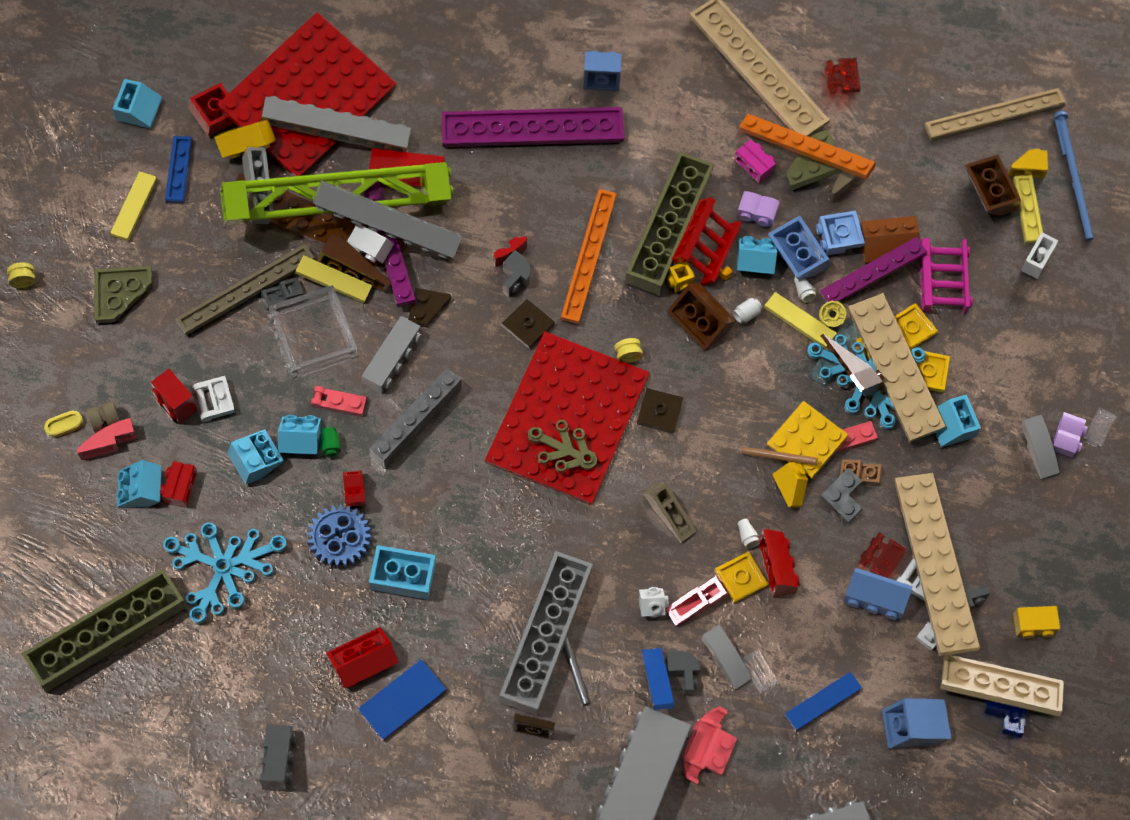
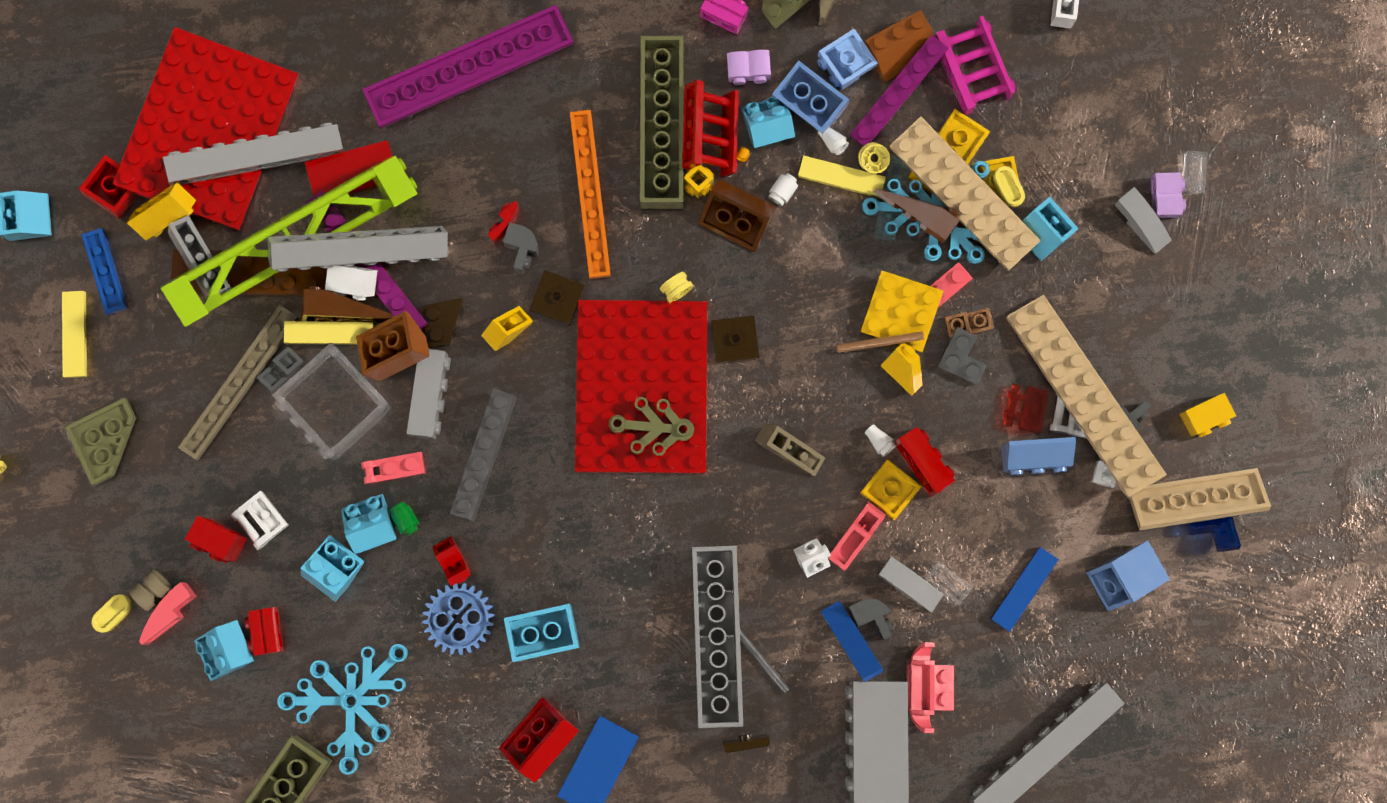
camera: 20 degrees left, 15 degrees up
(379, 306) = (391, 347): none -> dark orange slope
(476, 329) = (506, 328): none -> yellow slope
(936, 377) = (1008, 186): none -> light yellow tile

